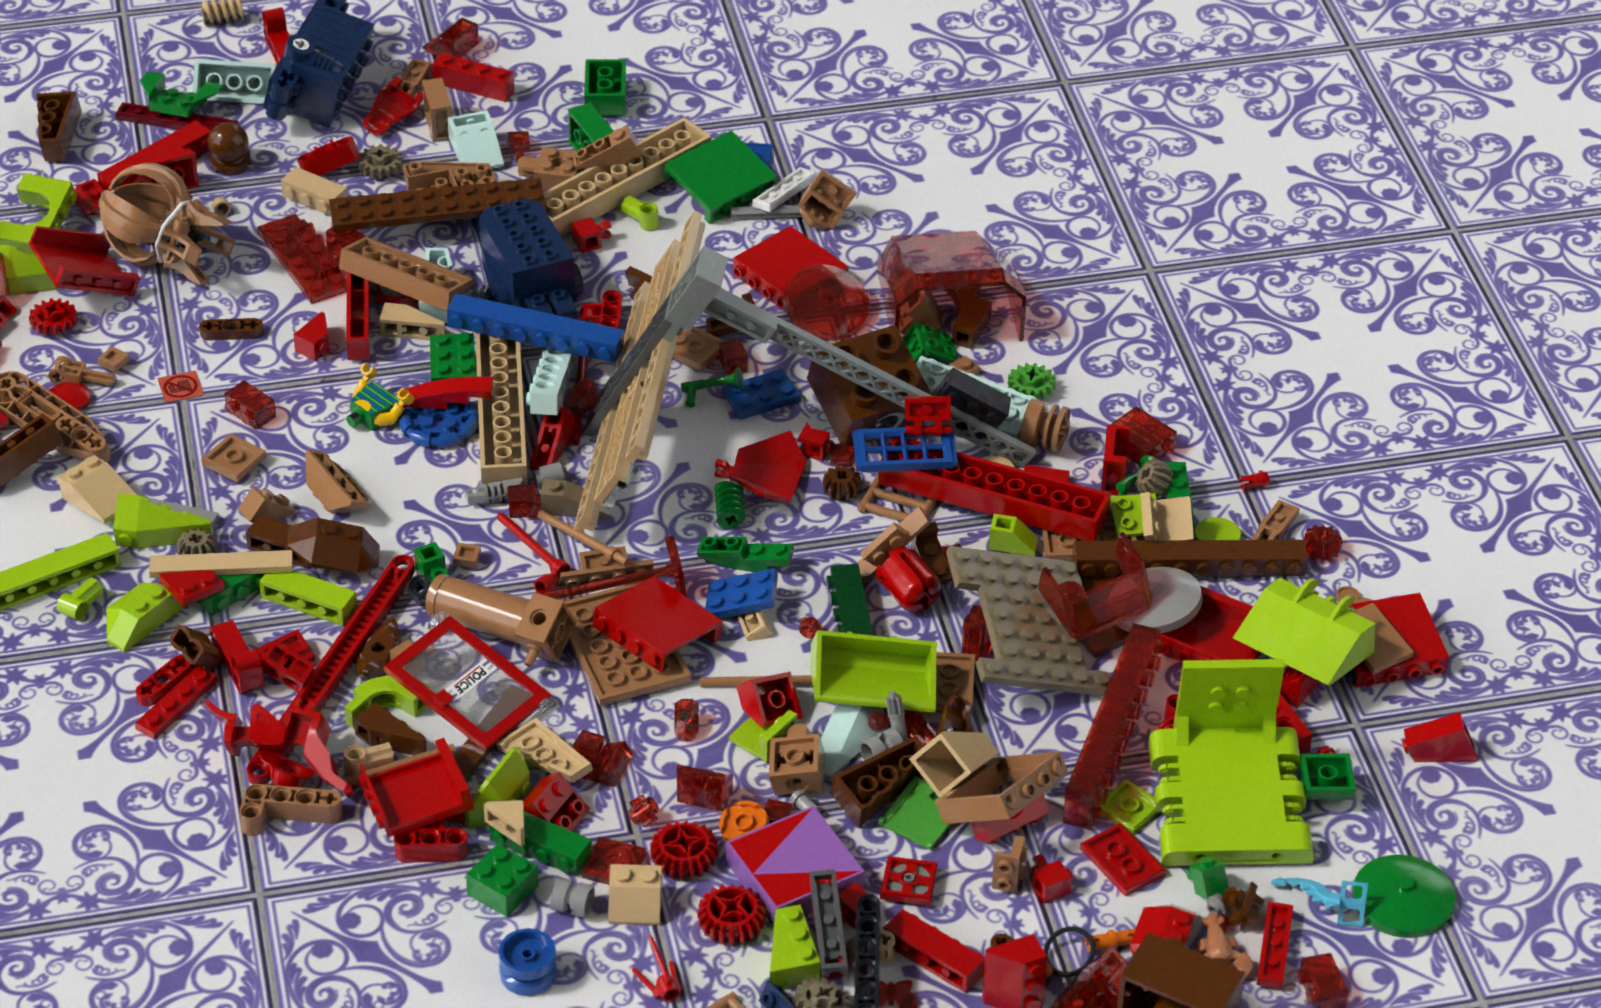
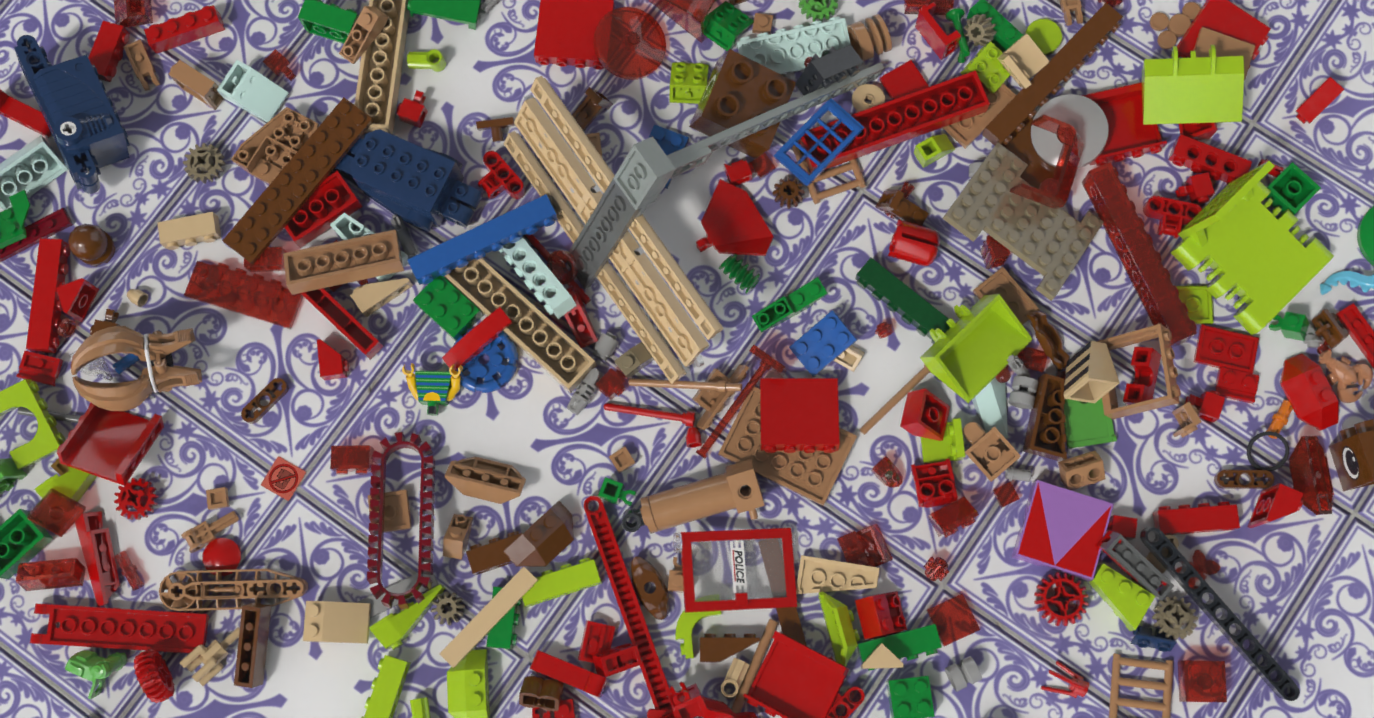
camera: 35 degrees left, 35 degrees up
(191, 585) = (491, 652): red wing -> none
(226, 438) = (428, 497): none -> dark red piece
(329, 156) = (168, 192): red piece -> none
(390, 107) = (159, 106): red animal -> none
(396, 54) = (108, 49): none -> red brick
(452, 234) = (322, 209): none -> red slope
(551, 166) = (333, 79): medium nougat brick -> none
(635, 894) = (996, 637): tan slope -> none
(684, 849) = (994, 580): red gear -> none
(718, 751) = (934, 484): none -> red slope
(733, 355) = (615, 141): clear red brick -> none
(742, 819) = (999, 522): orange tile -> none
(867, 832) = (1081, 470): none -> medium nougat brick
(888, 540) = (883, 226): medium nougat bracket -> none
(909, 880) = (1130, 478): red piece -> none
(927, 409) = (821, 109): red plate -> none
(1101, 890) = (1237, 385): none -> red plate

